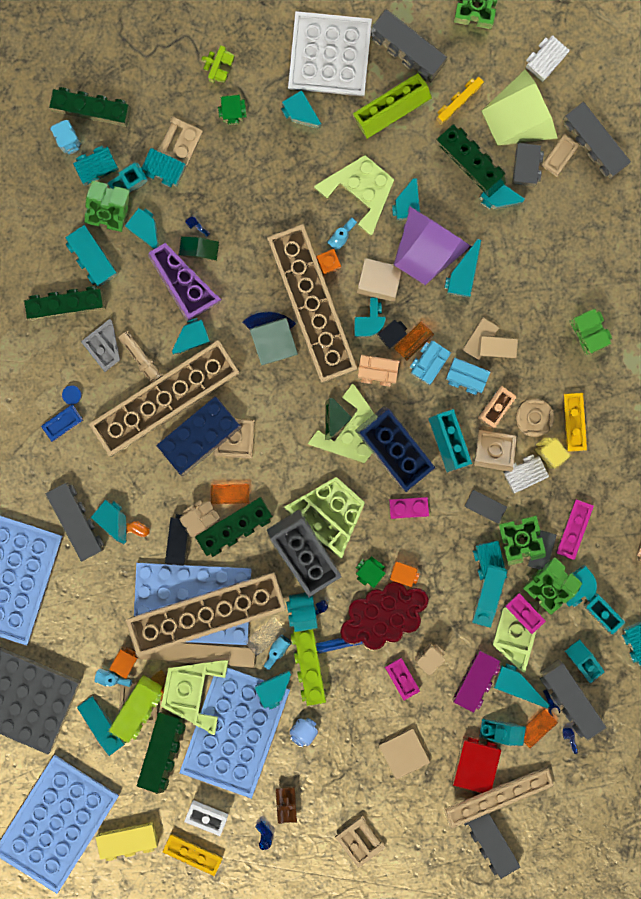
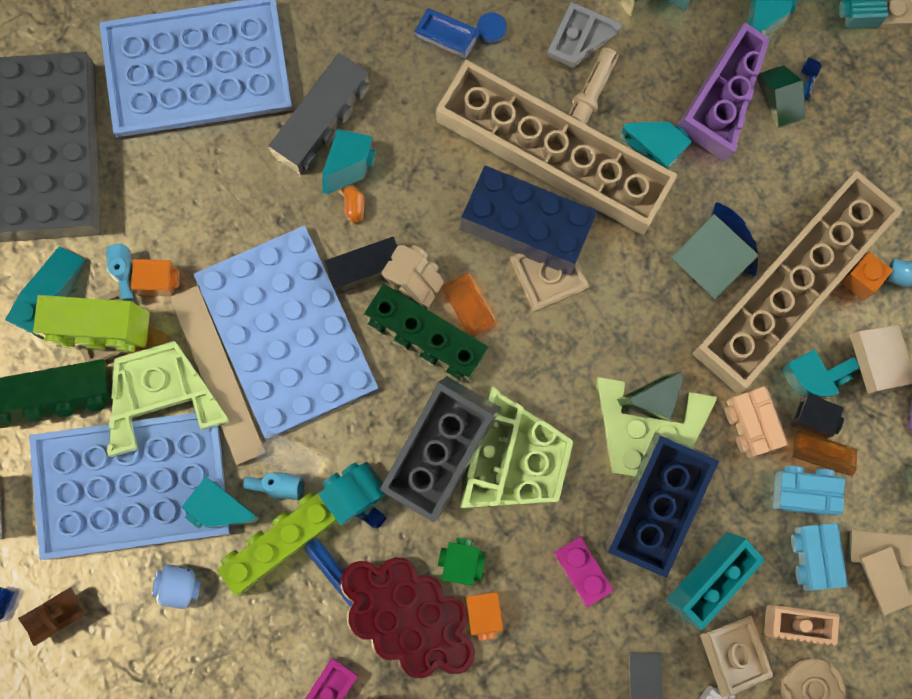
camera: 60 degrees right, 10 degrees down
(206, 614) = (280, 352): tan brick -> none

